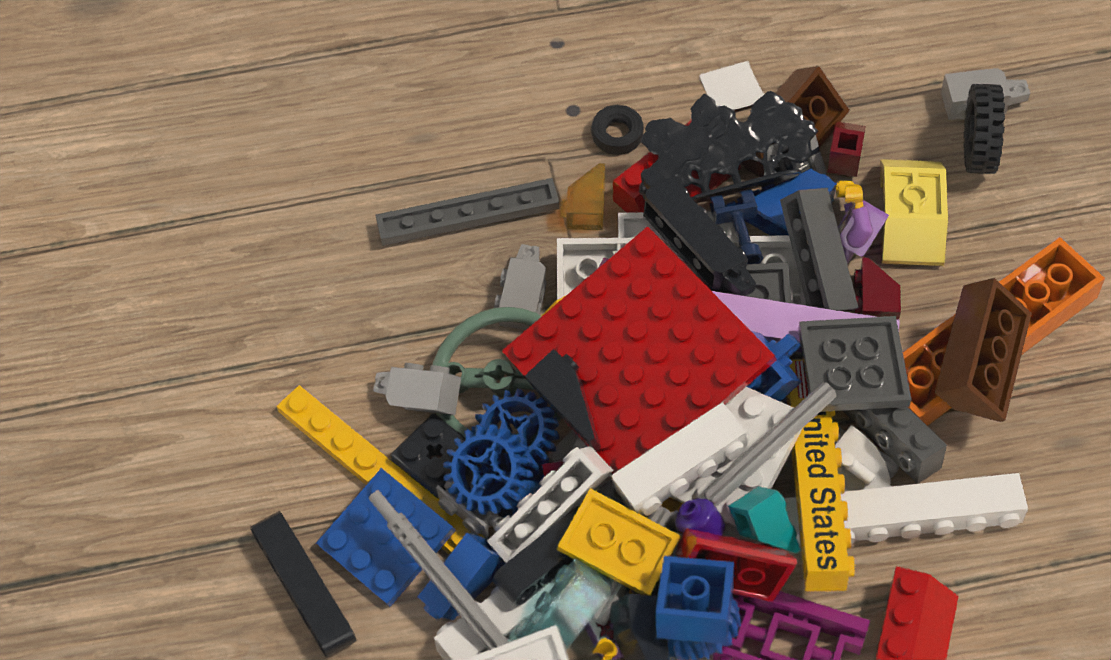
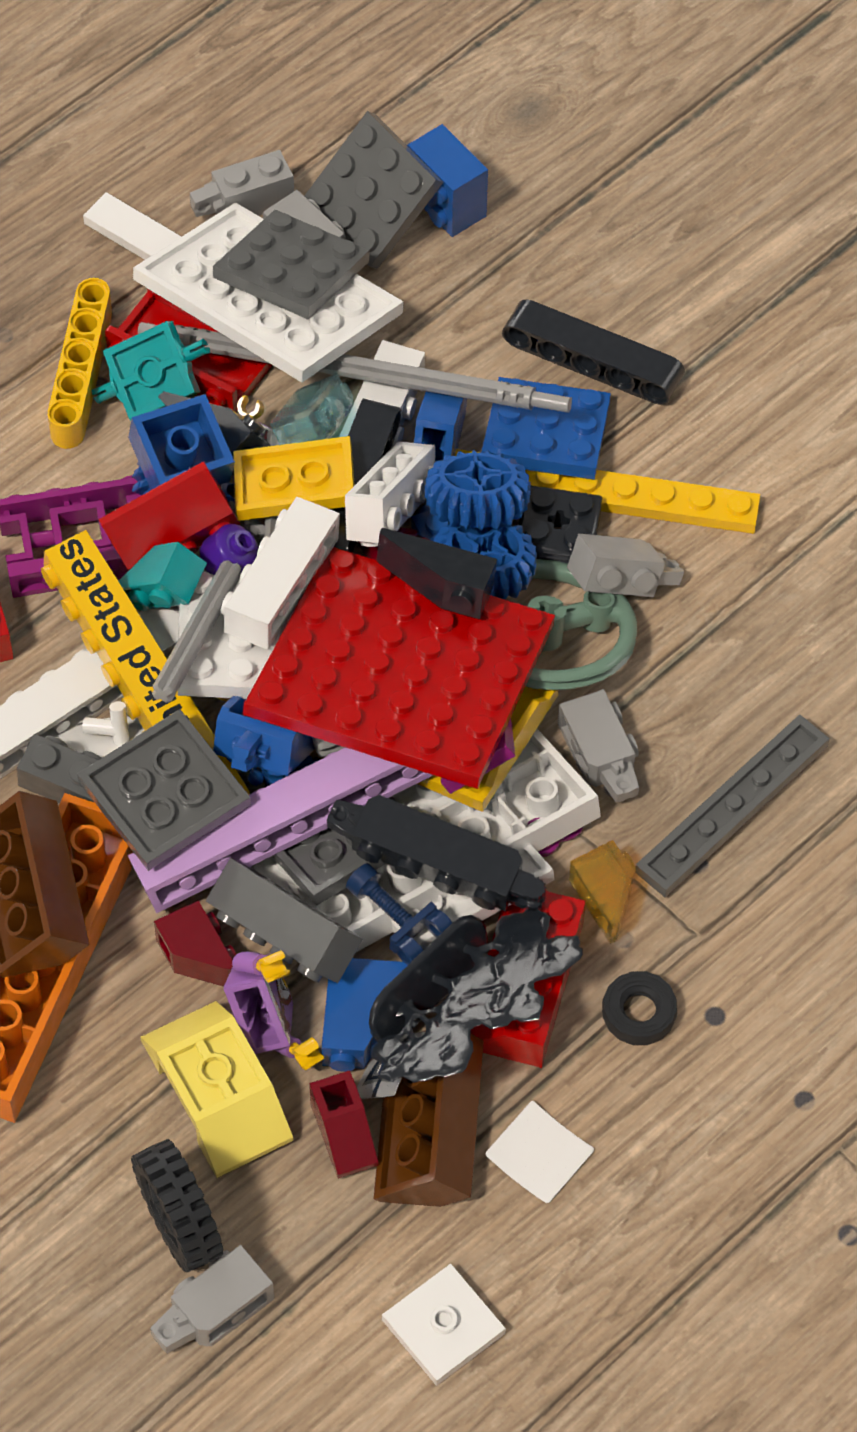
camera: 145 degrees right, 0 degrees up
(850, 28) = (443, 1324): none -> white plate

